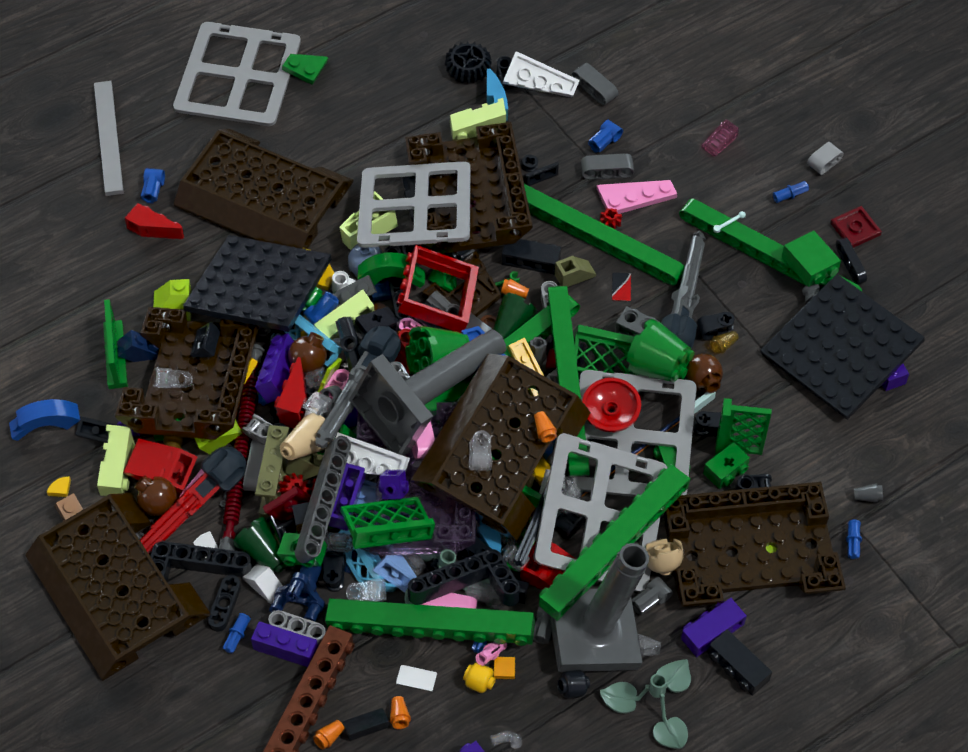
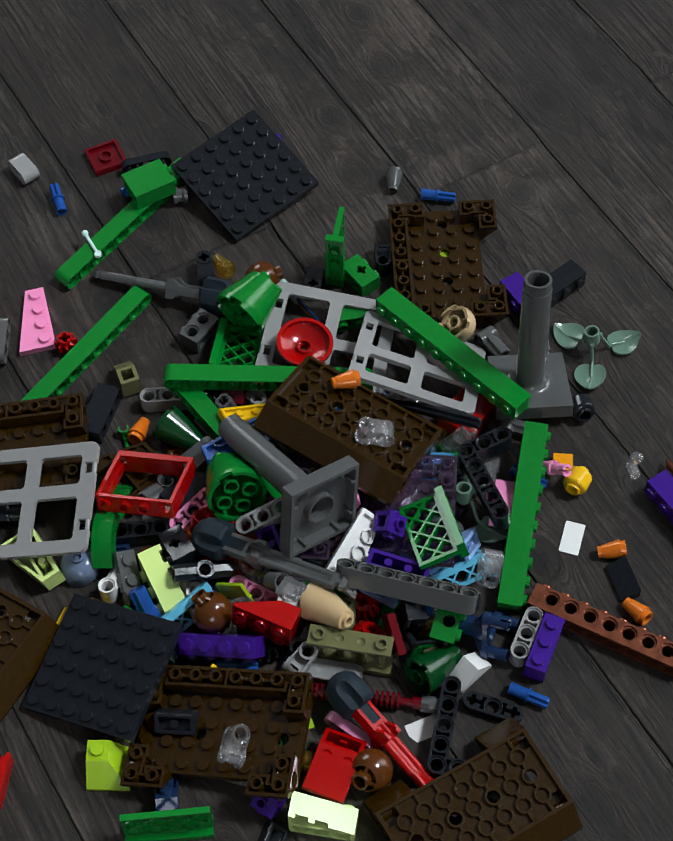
camera: 85 degrees left, 0 degrees up
(621, 286) = (144, 344): sticker -> none

